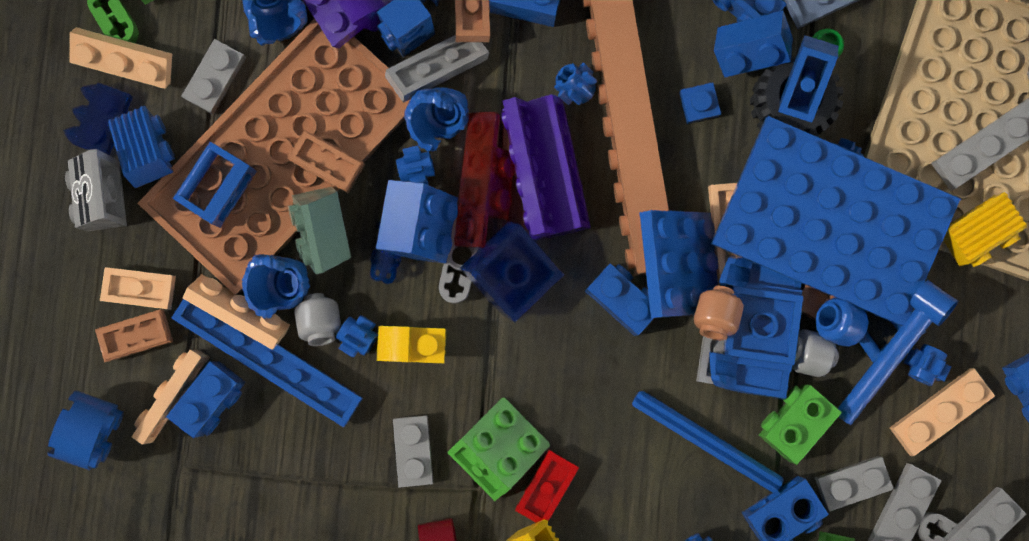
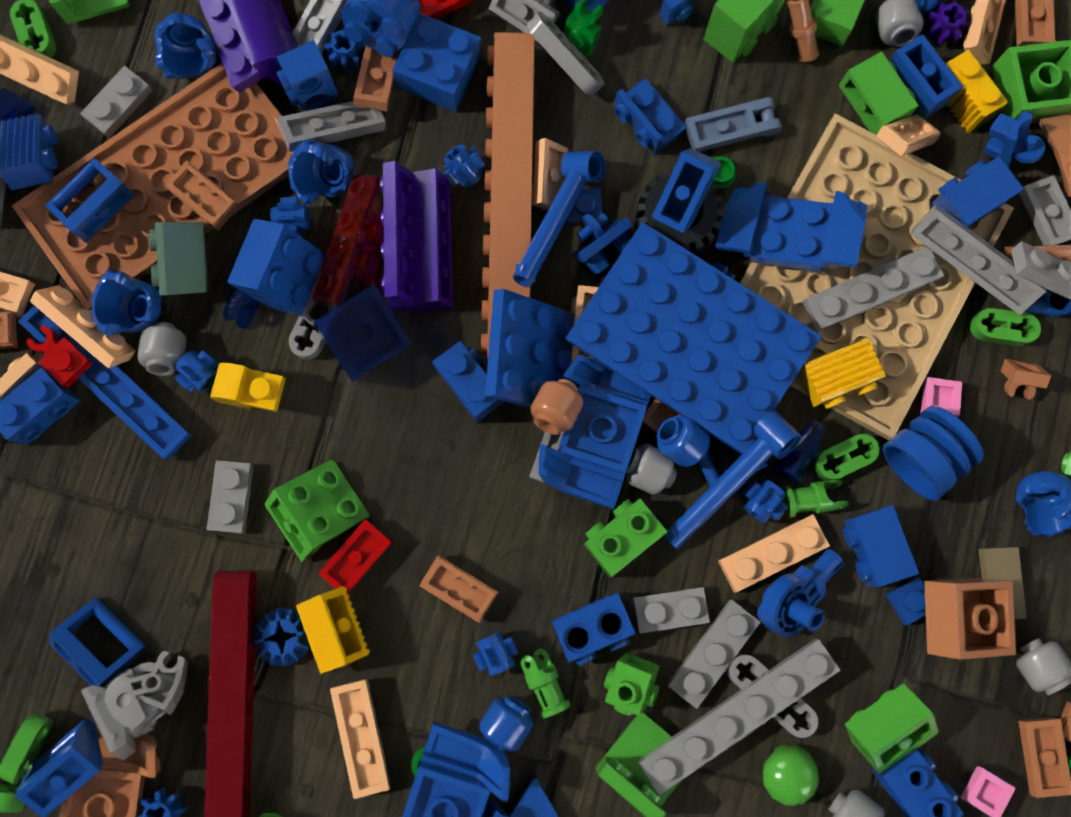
camera: 10 degrees right, 5 degrees down
(225, 348) = (61, 357): none -> red plate
(650, 500) = (458, 589): none -> nougat plate
(662, 78) = (547, 172): none -> light nougat plate
(688, 68) = (576, 169): none -> blue piece
(707, 441) = (529, 540): blue axle -> none
(721, 132) = (591, 252): none -> blue hips
(753, 44) = (642, 154): blue brick -> none
(914, 94) = (792, 230): none -> blue piece
(962, 292) = (806, 450): none -> clear blue piece
(968, 456) = (797, 597): none -> blue pin
(970, 353) = (812, 498): none -> bright green piece
(991, 301) = (849, 464): none -> bright green beam

